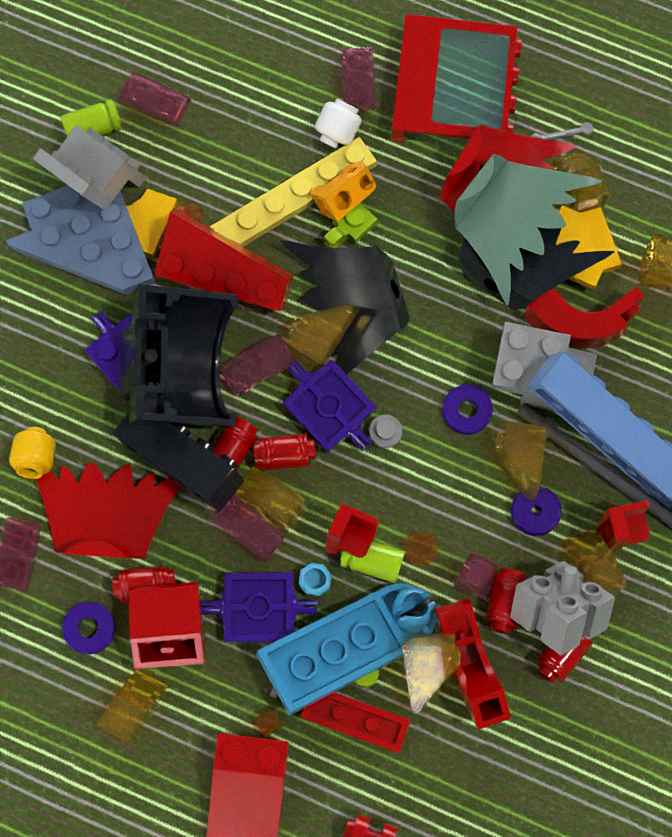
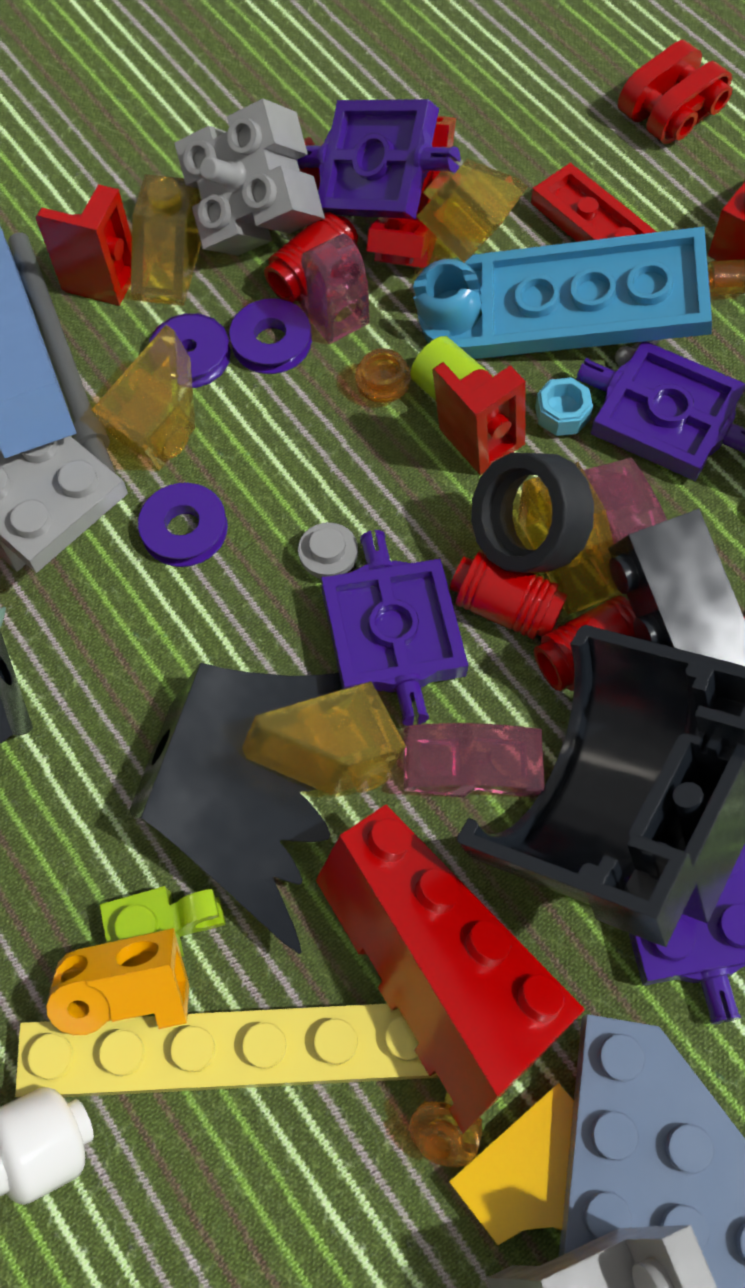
camera: 145 degrees left, 10 degrees down
(289, 476) = (493, 512): none -> black tyre
(498, 655) = (378, 157): none -> dark purple plate
(503, 528) = (270, 357): none -> dark purple piece

